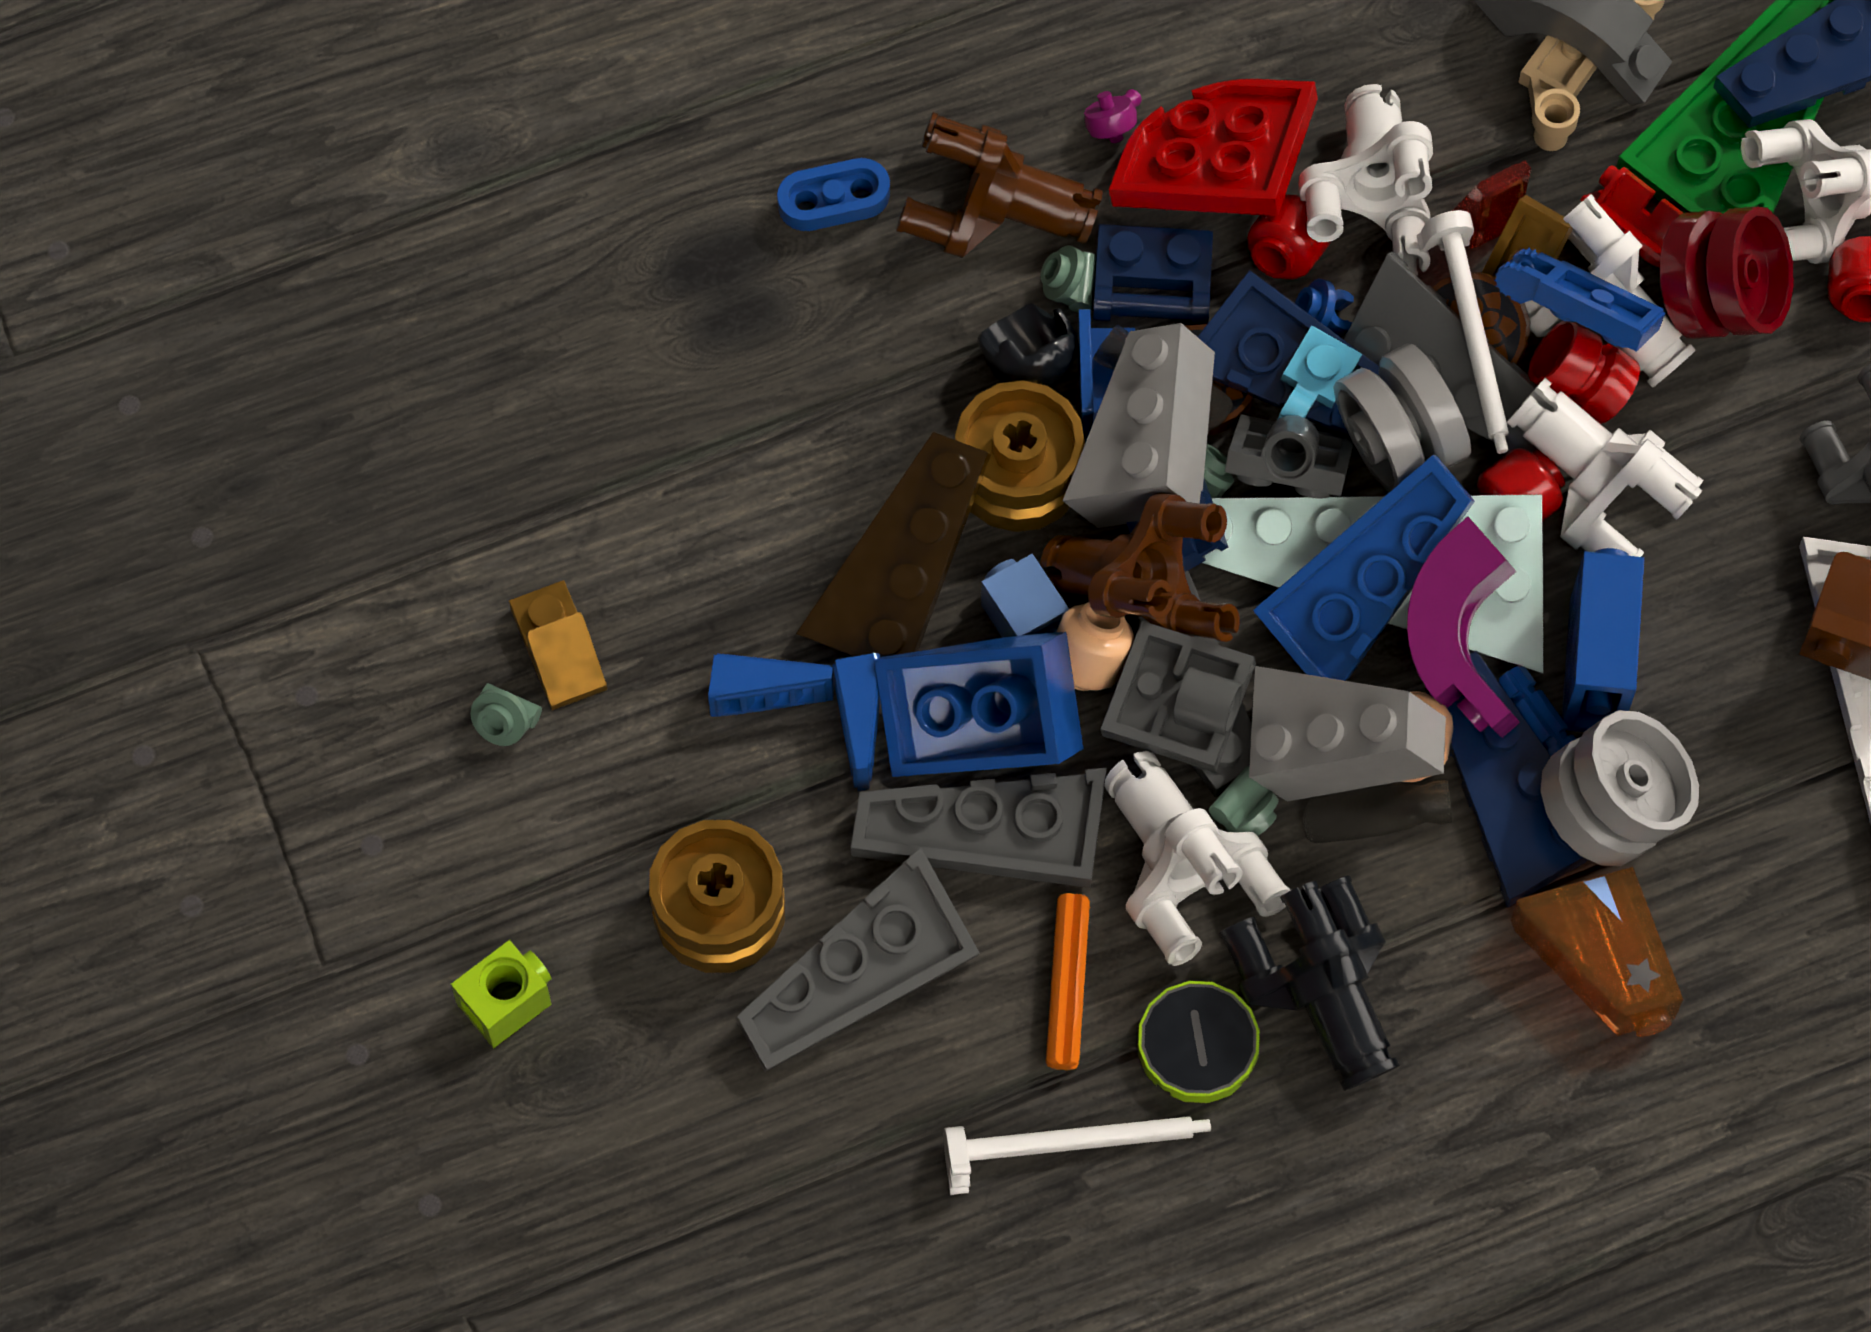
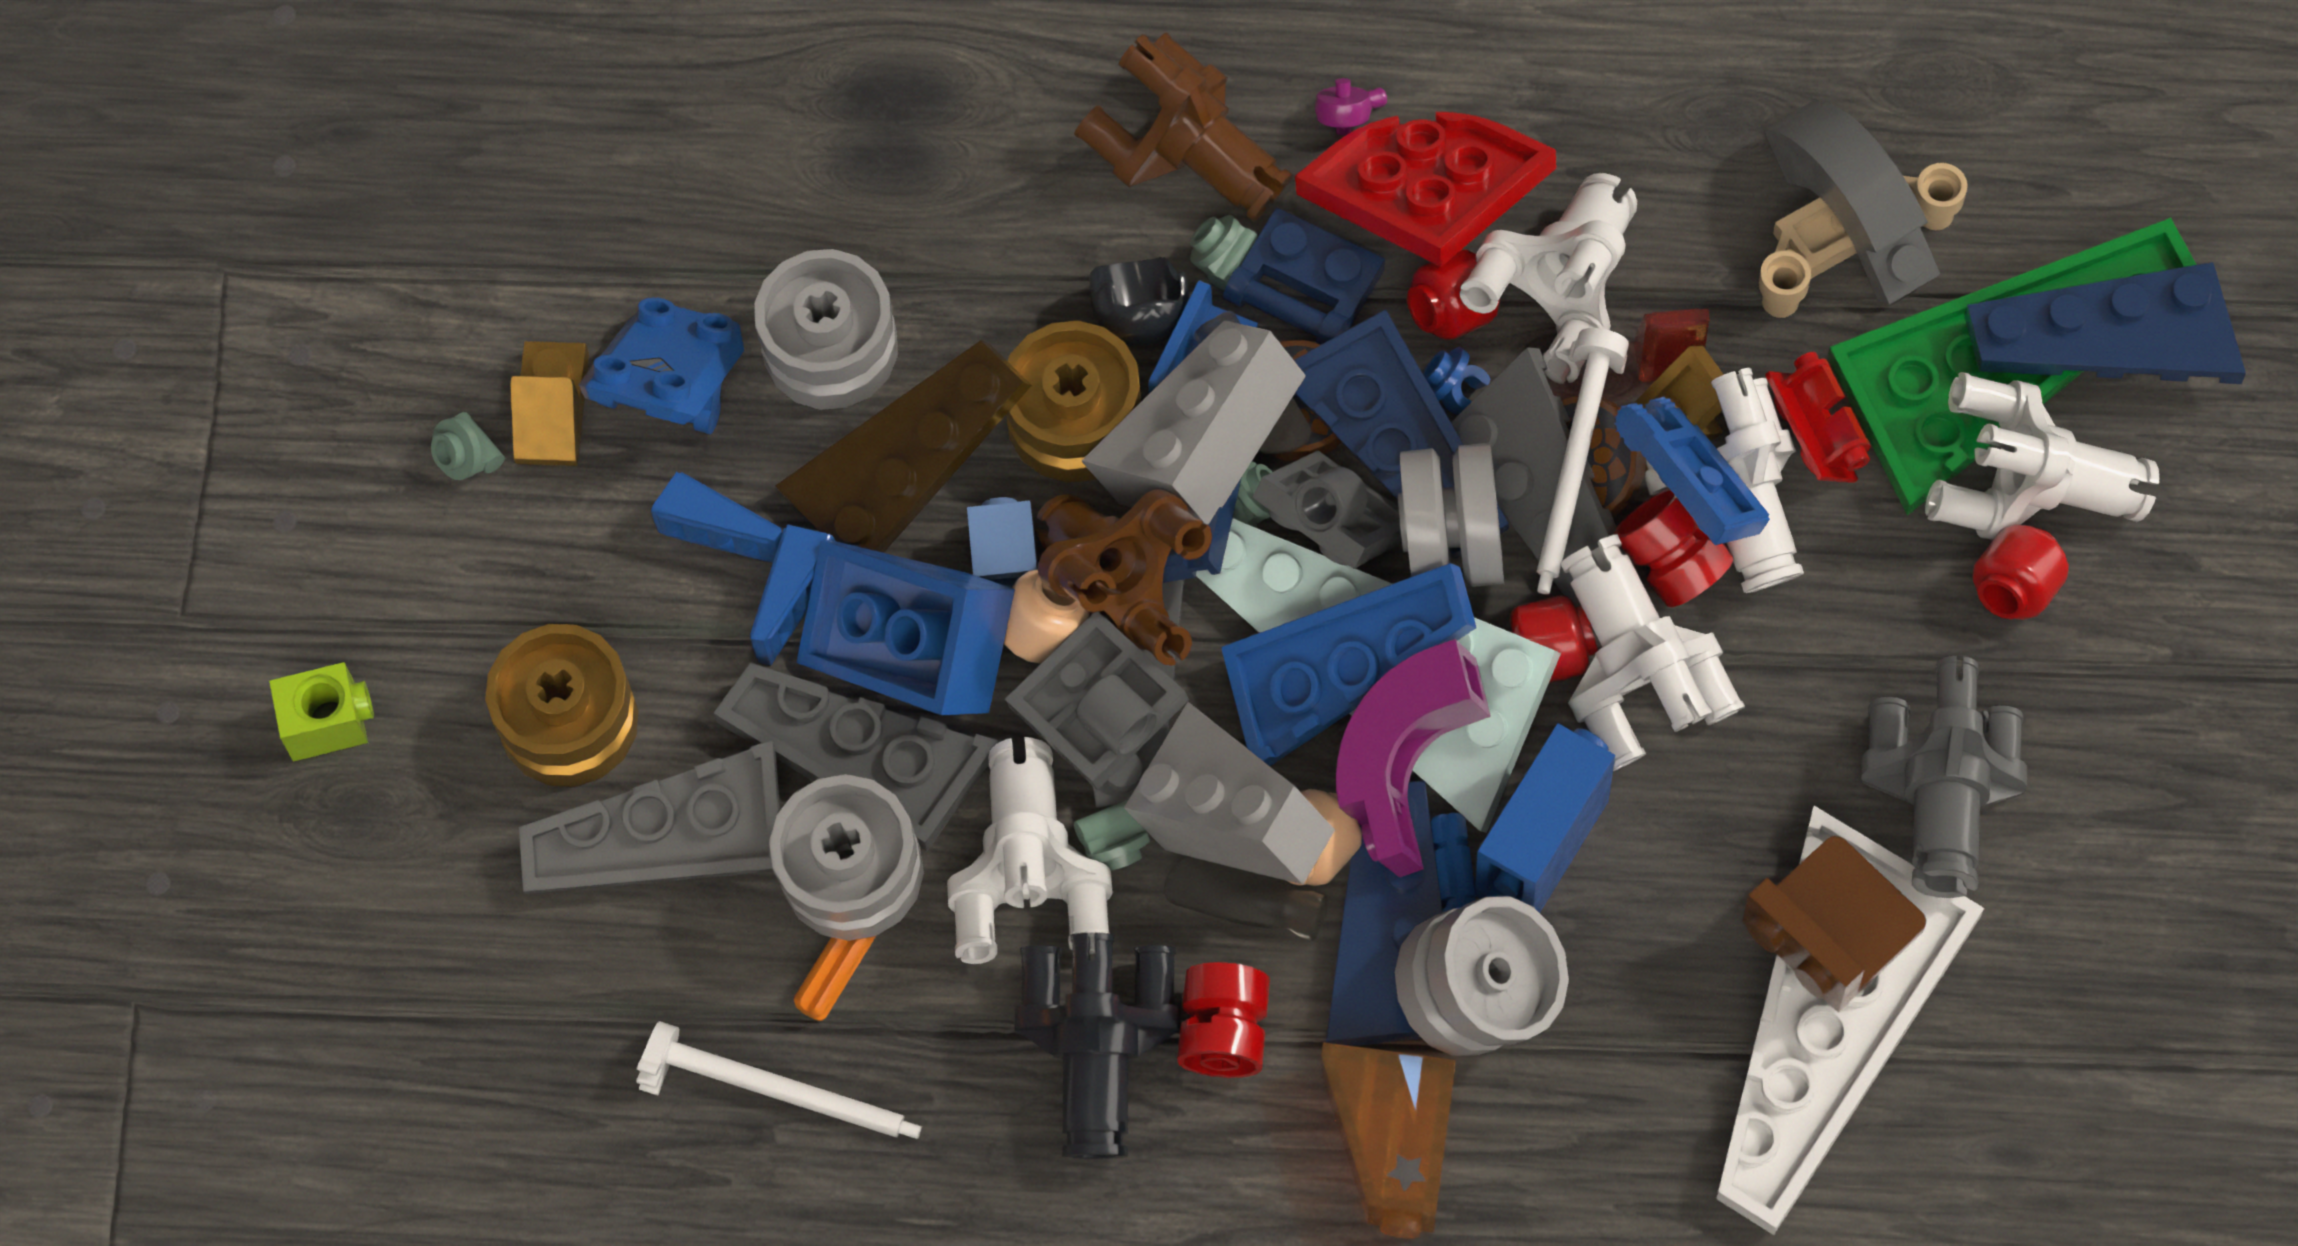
camera: 30 degrees right, 0 degrees up
(649, 566) = (667, 364): none -> blue shield
(774, 481) = (826, 329): none -> light grey wheel
(831, 191) = (1038, 73): blue plate -> none
(1071, 922) = (840, 820): none -> light grey wheel
(1198, 1041) = (950, 1046): black tile -> none
(1315, 370) = (1401, 427): medium azure plate -> none
(1418, 911) = (1224, 1014): none -> red wheel
(1726, 273) = (1866, 506): dark red wheel -> none

